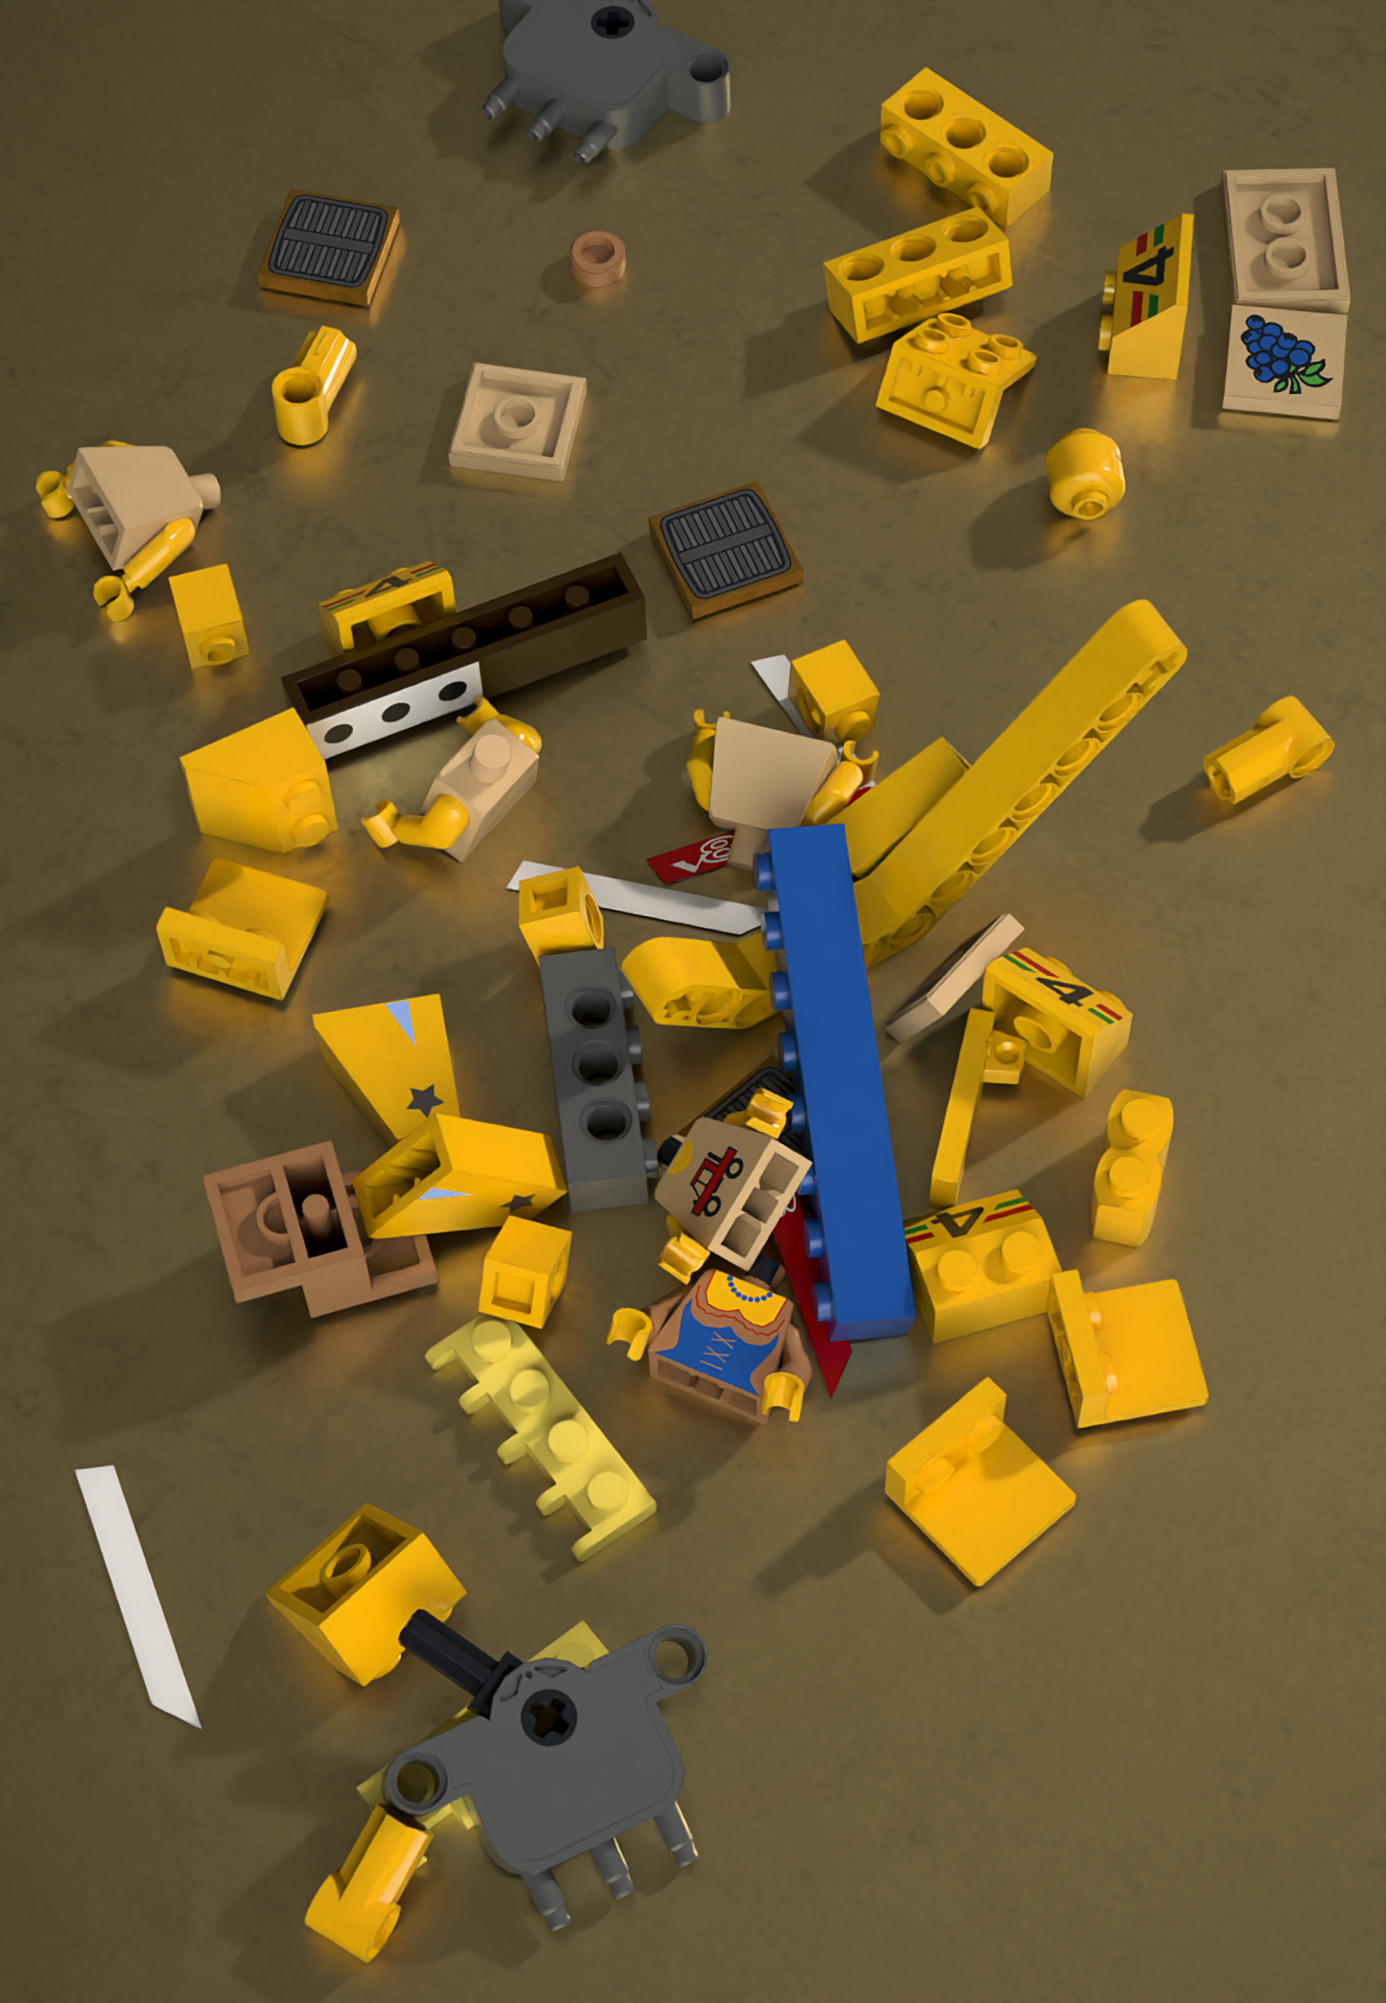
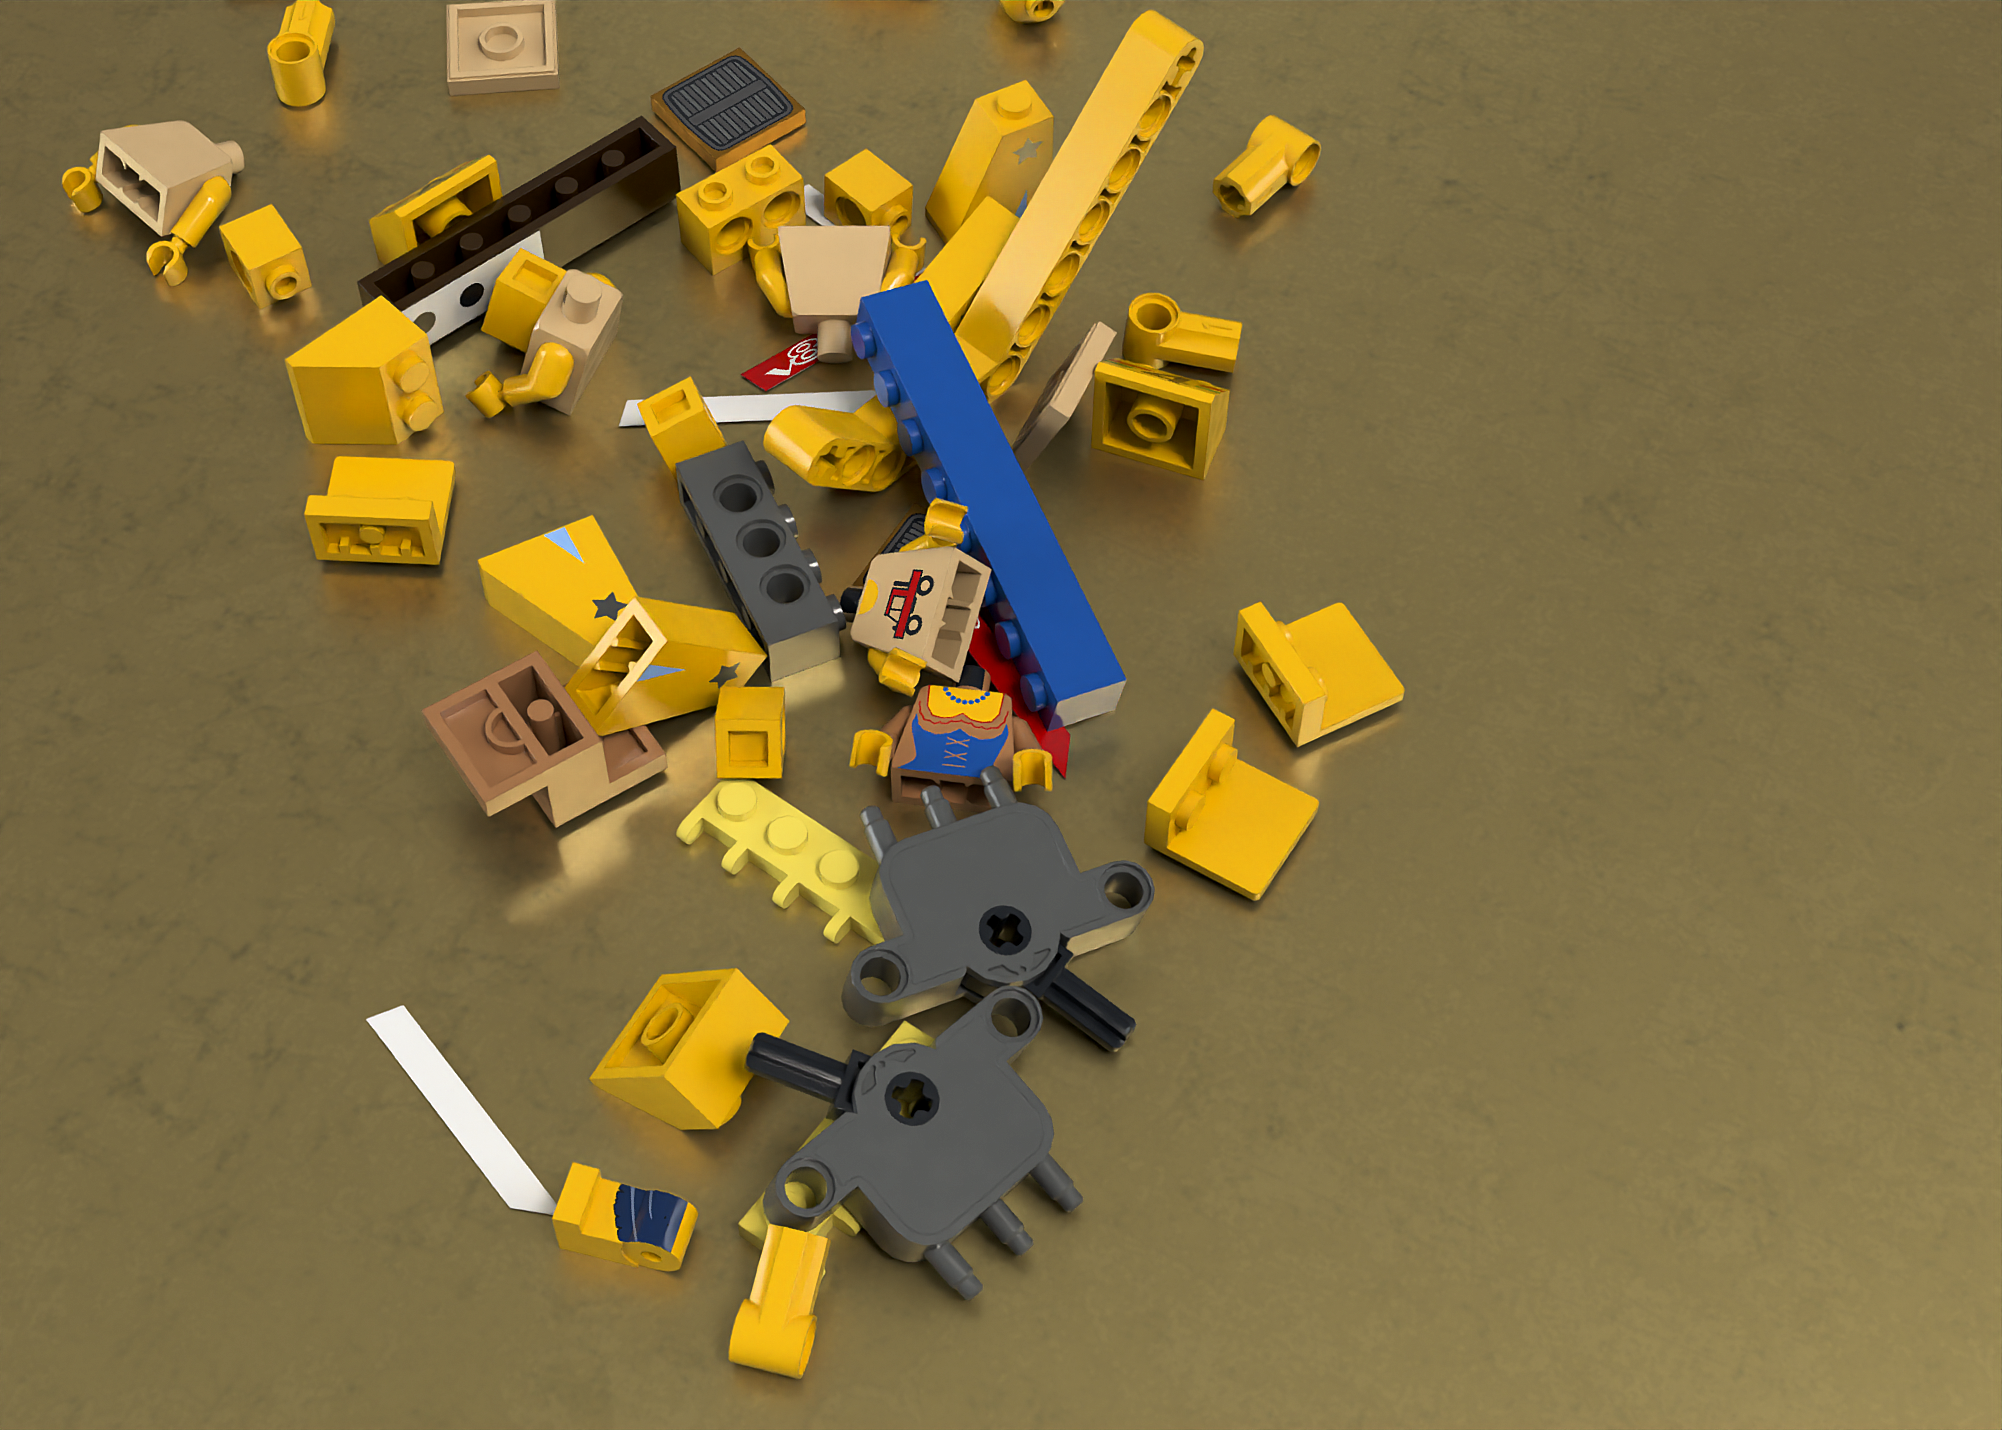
camera: 20 degrees left, 5 degrees down
(247, 1753) = (622, 1221): none -> yellow leg
(443, 728) = (520, 298): none -> yellow brick
(700, 669) = (739, 205): none -> yellow brick
(700, 1498) = (982, 880): none -> dark grey piece
(969, 689) = (998, 154): none -> yellow slope
(979, 1264) = (1170, 631): yellow slope -> none
(983, 1057) = (1106, 462): yellow hinge -> none
(1112, 936) = (1162, 333): none -> yellow piece
(1130, 1168) = (1270, 519): yellow brick -> none

